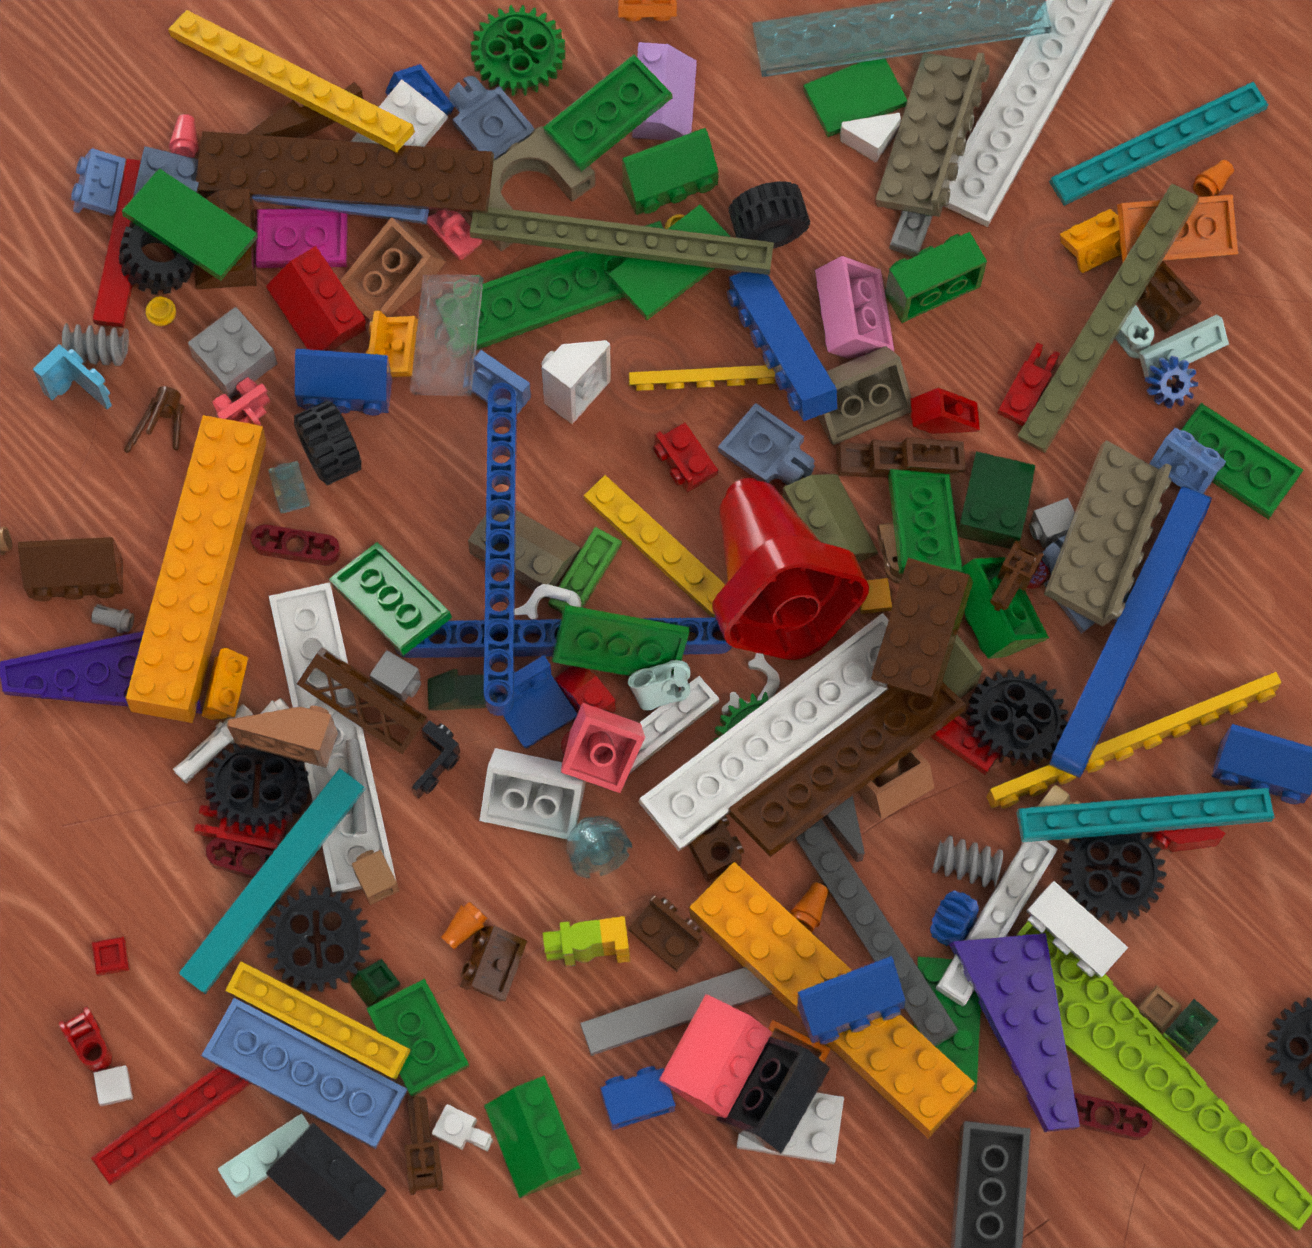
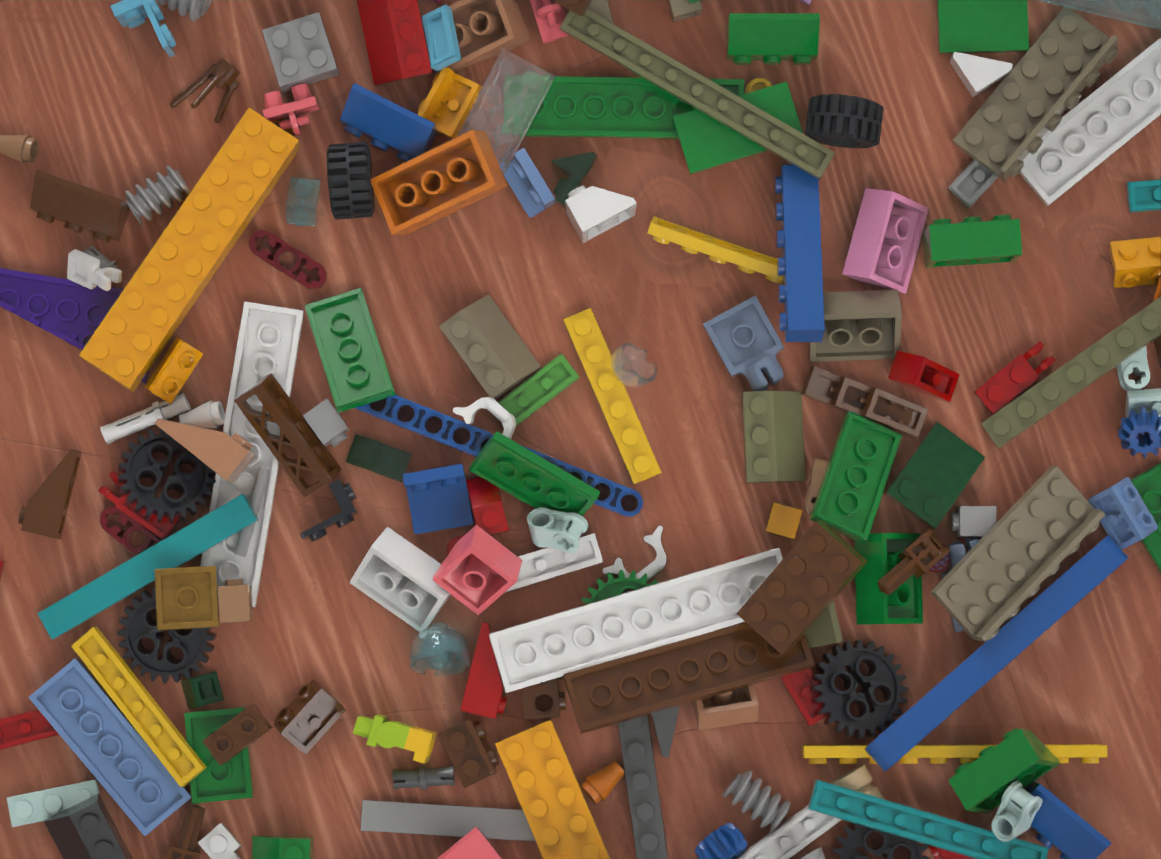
camera: 25 degrees right, 15 degrees up
(103, 626) = (87, 271): none -> white plate
(143, 530) = (156, 194): none -> light grey piece
(149, 862) = (50, 503): none -> reddish brown slope
(324, 888) = (186, 598): none -> pearl gold plate
(362, 287) = (441, 37): none -> medium azure tile
(413, 411) = (438, 182): none -> orange brick
(429, 1002) = (237, 734): none -> reddish brown brick
(464, 924) = (299, 672): orange cone -> none
(501, 561) = (462, 334): blue beam -> none
(530, 359) = (577, 169): none -> clear green slope
(632, 975) = (423, 777): none -> dark grey pin
(653, 857) = (484, 684): none -> red slope
(667, 511) = (631, 366): none -> clear hair
(685, 457) = (670, 319): red bracket -> none
(783, 583) = (700, 477): red cone -> none
(1190, 732) = (987, 778): none -> green slope
(1221, 755) = (1015, 812): none -> light aqua piece

